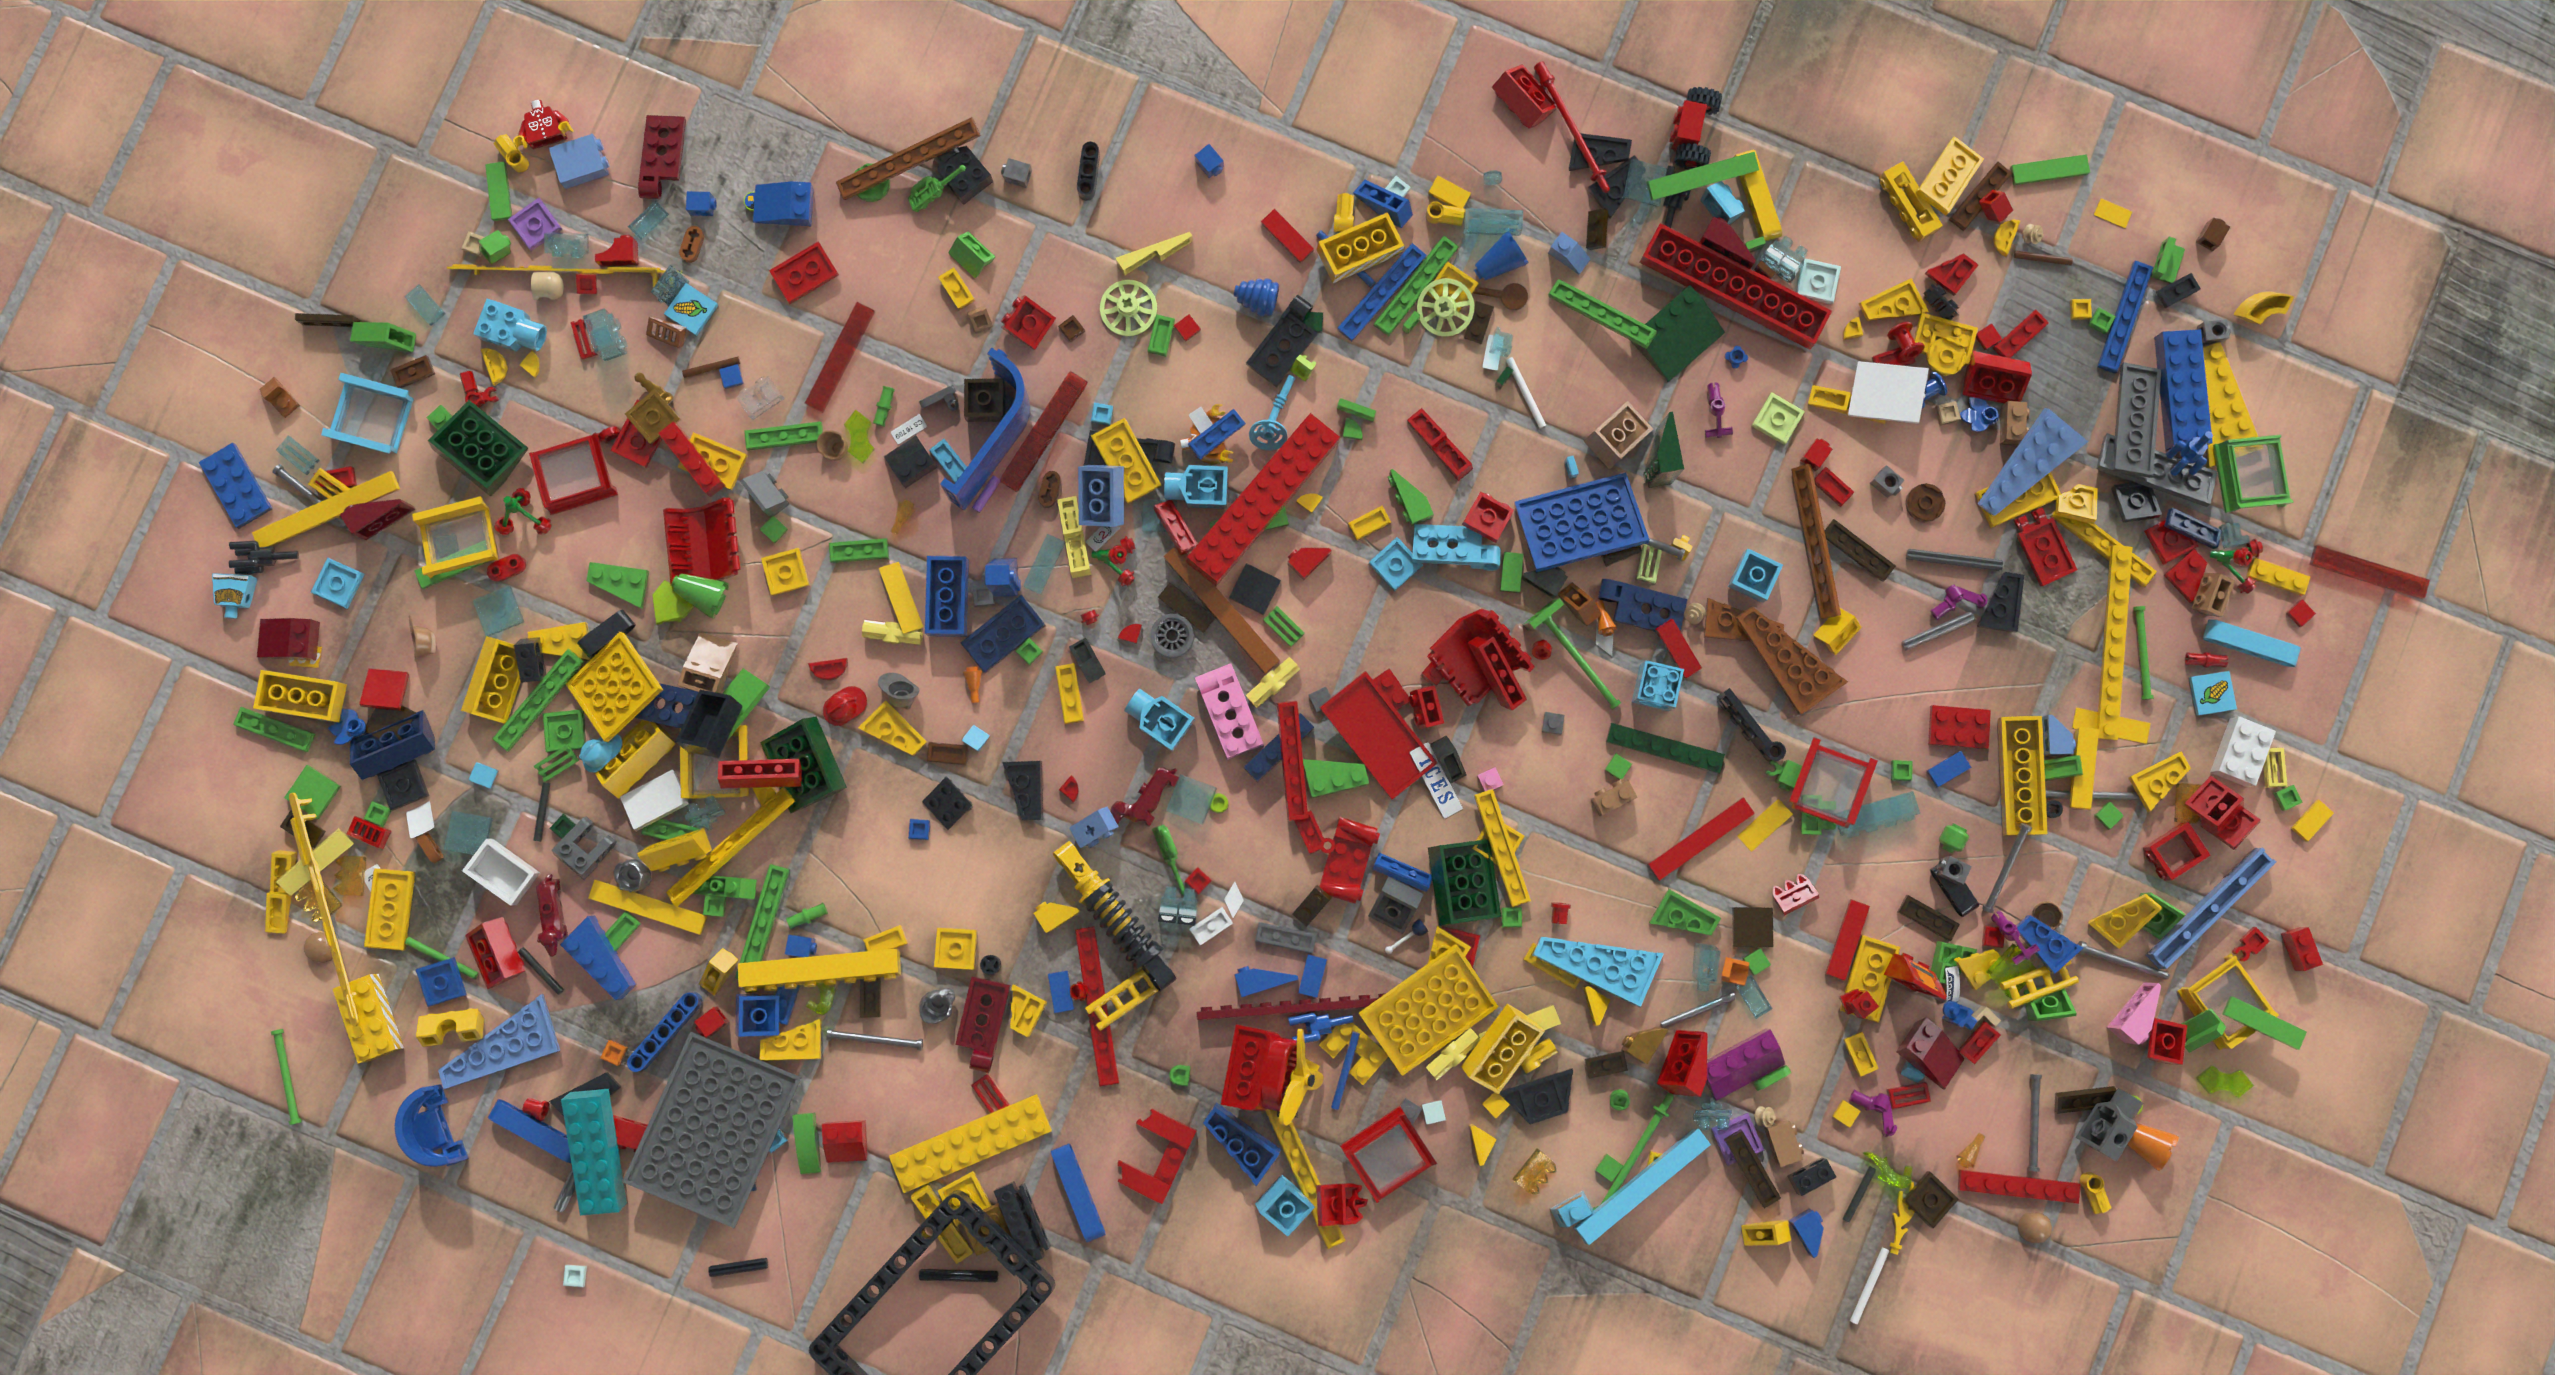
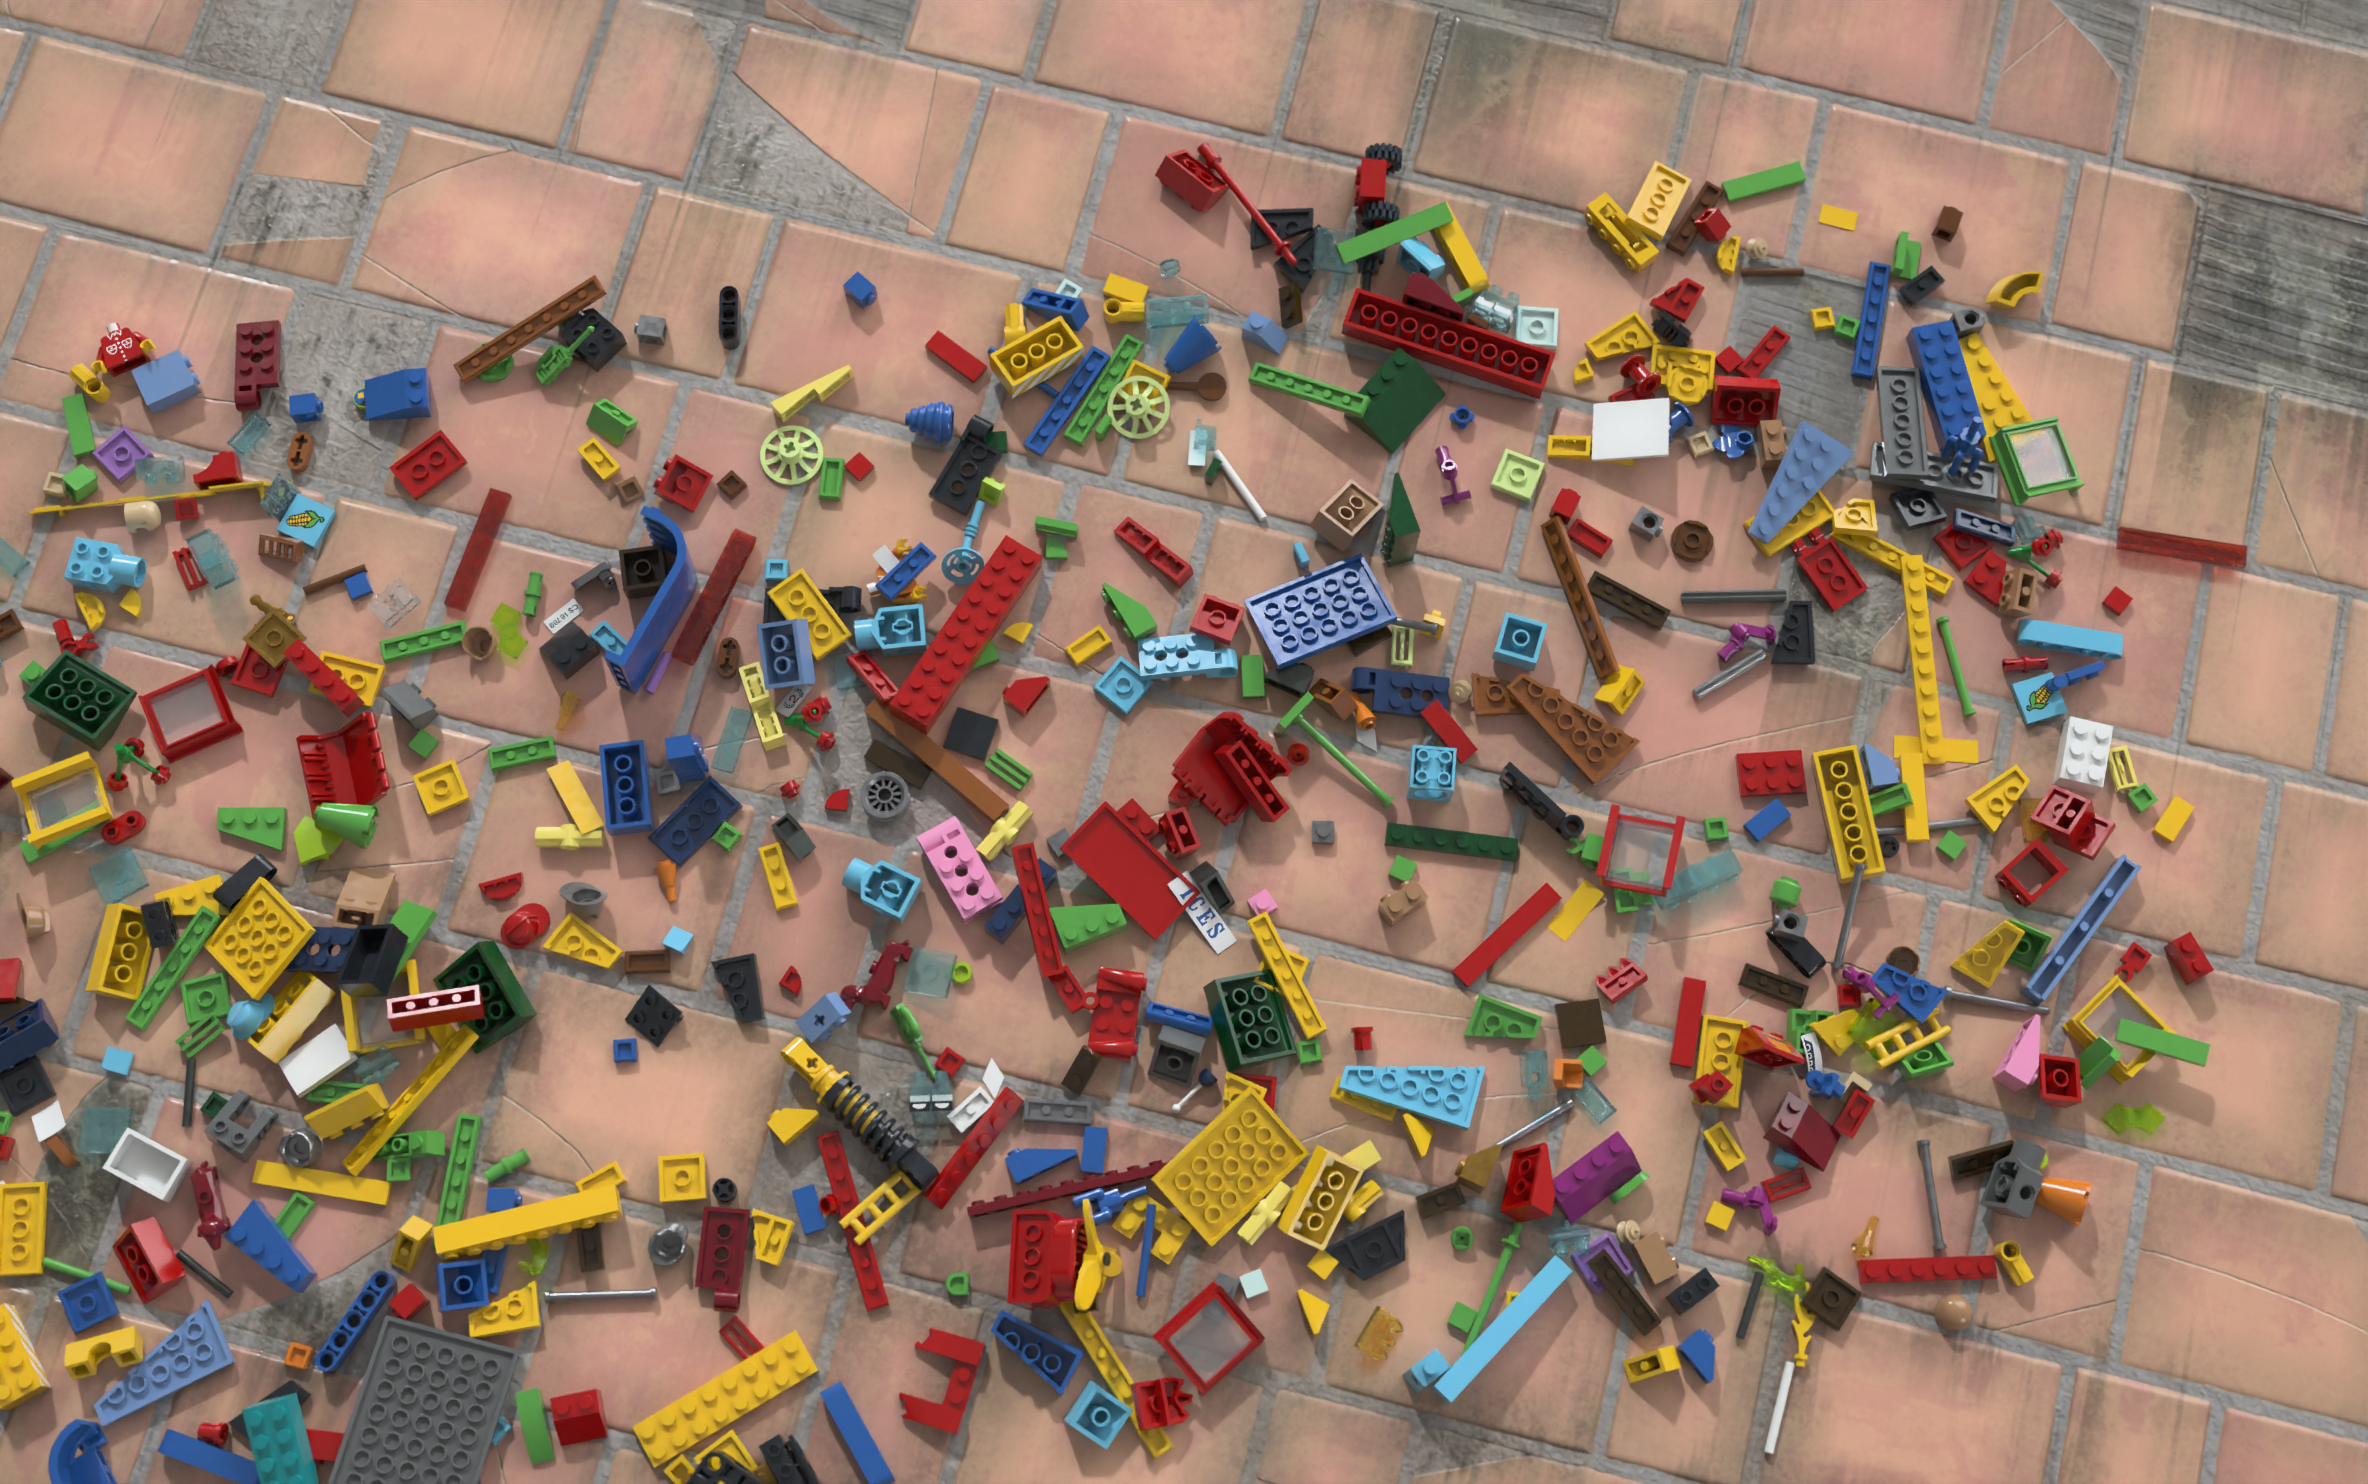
camera: 10 degrees left, 10 degrees down
(1209, 959) = (973, 1148): none -> red plate
(1479, 323) = (1178, 418): dark brown plate -> none
(2248, 679) = (2073, 677): none -> blue hinge
(2278, 576) = (2085, 566): yellow plate -> none

